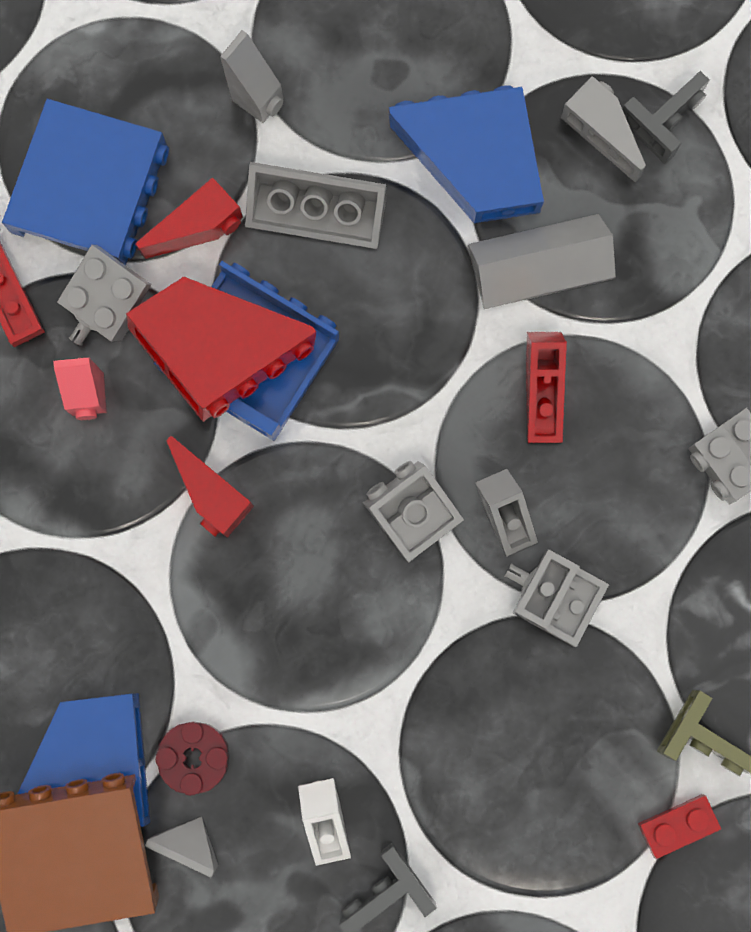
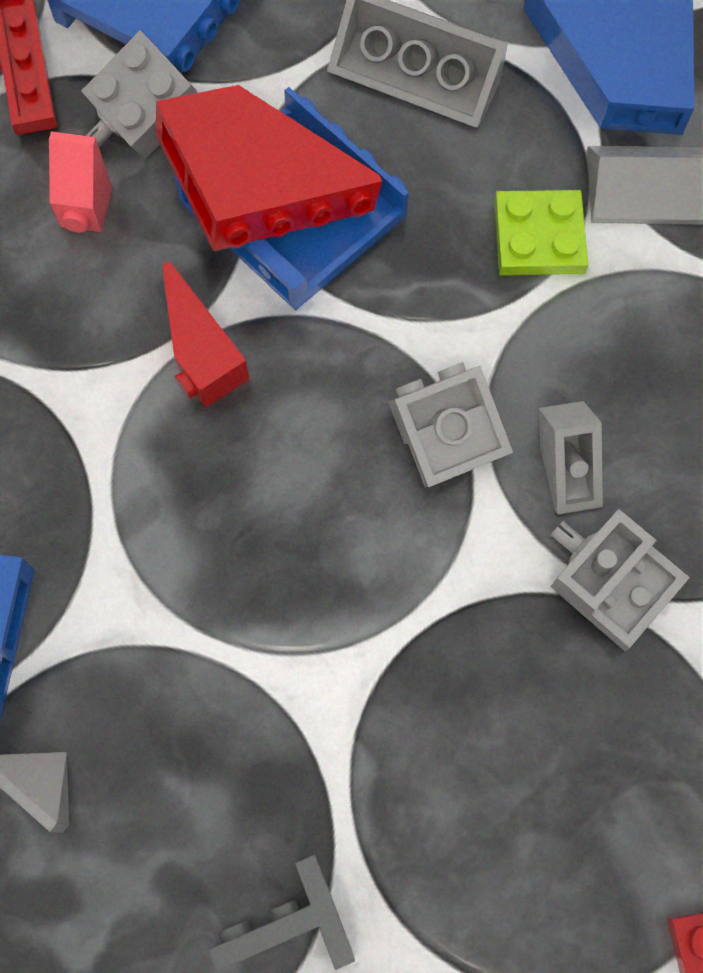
camera: 10 degrees right, 10 degrees down
(172, 759) = (52, 657): dark red plate -> none
(196, 221) = (265, 49): red slope -> none
(324, 821) = (228, 799): white slope -> none
(446, 330) = (540, 232): none -> lime plate
(545, 386) = (652, 319): red slope -> none

